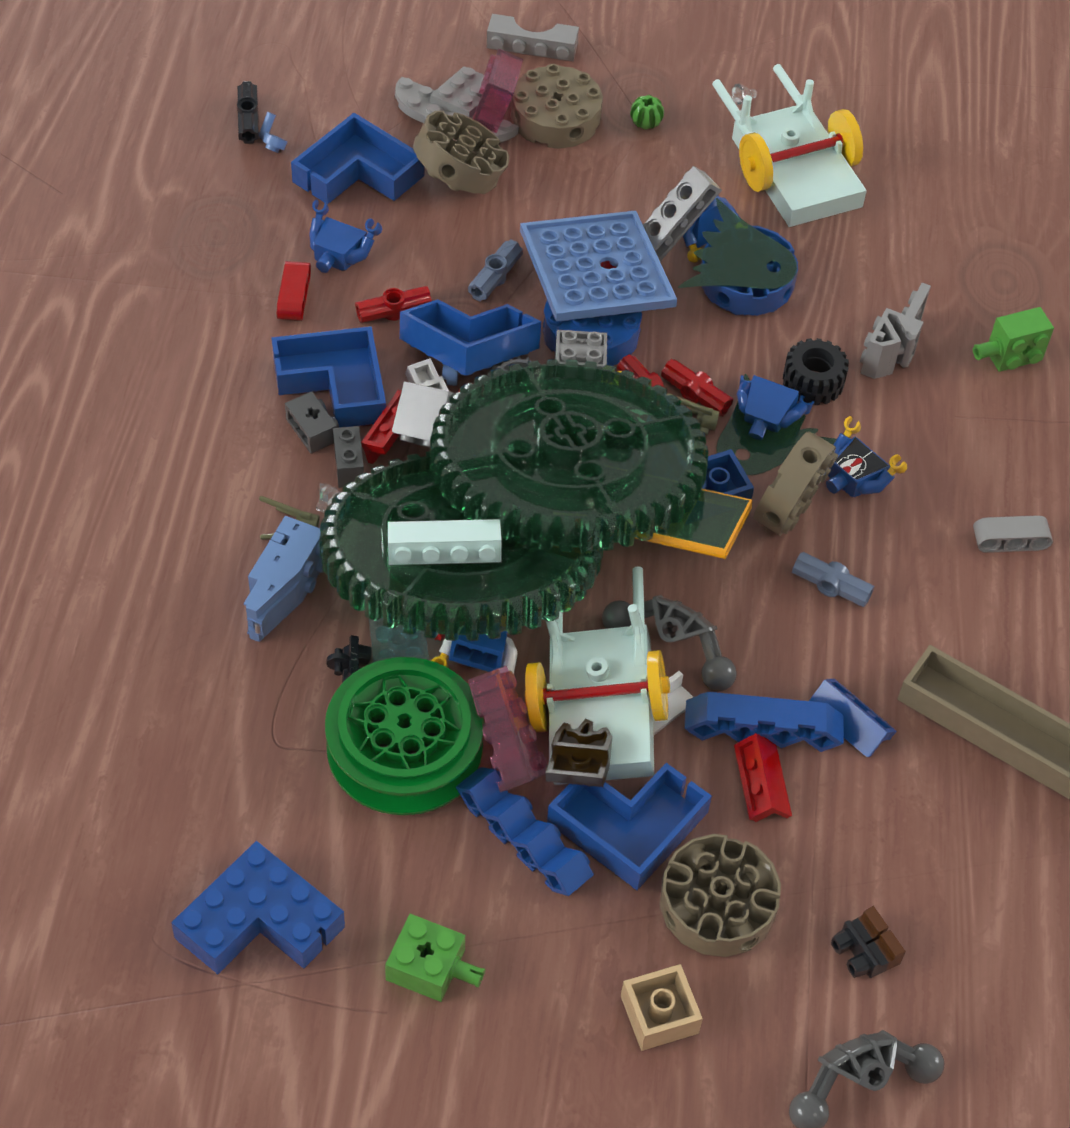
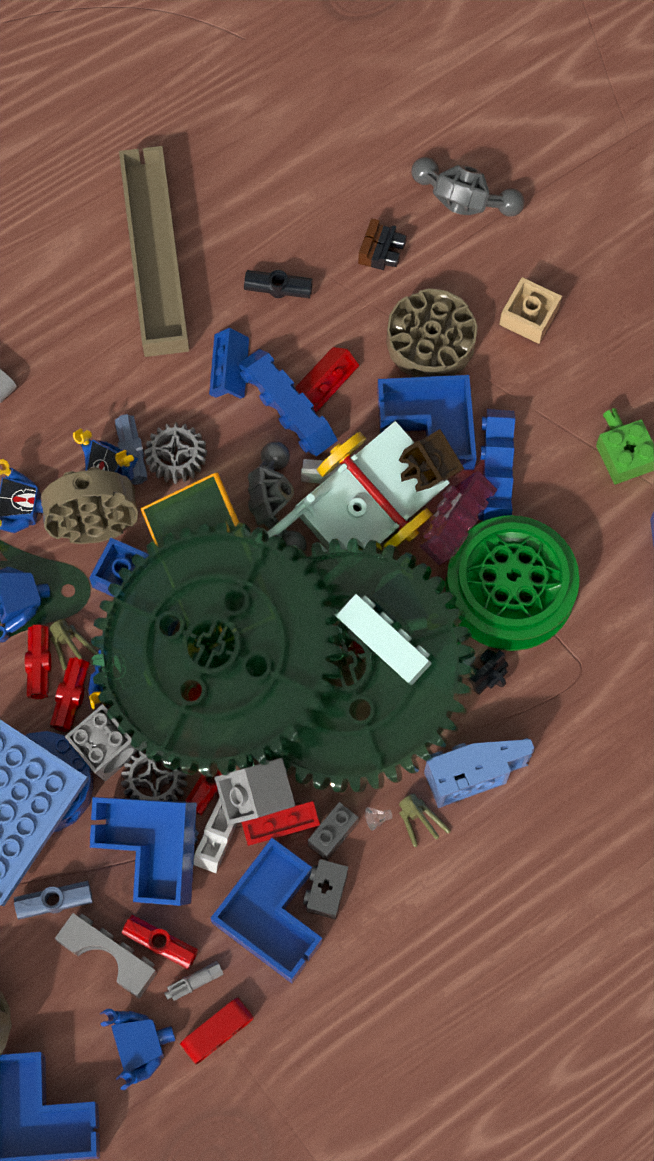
camera: 130 degrees left, 15 degrees up
(343, 305) = (193, 981): none -> light grey piece
(447, 269) = (80, 937): none -> light grey arch
(795, 597) = (157, 450): none -> light grey gear
(834, 542) = (105, 455): none -> torso
(892, 828) = (265, 281): none -> black piece

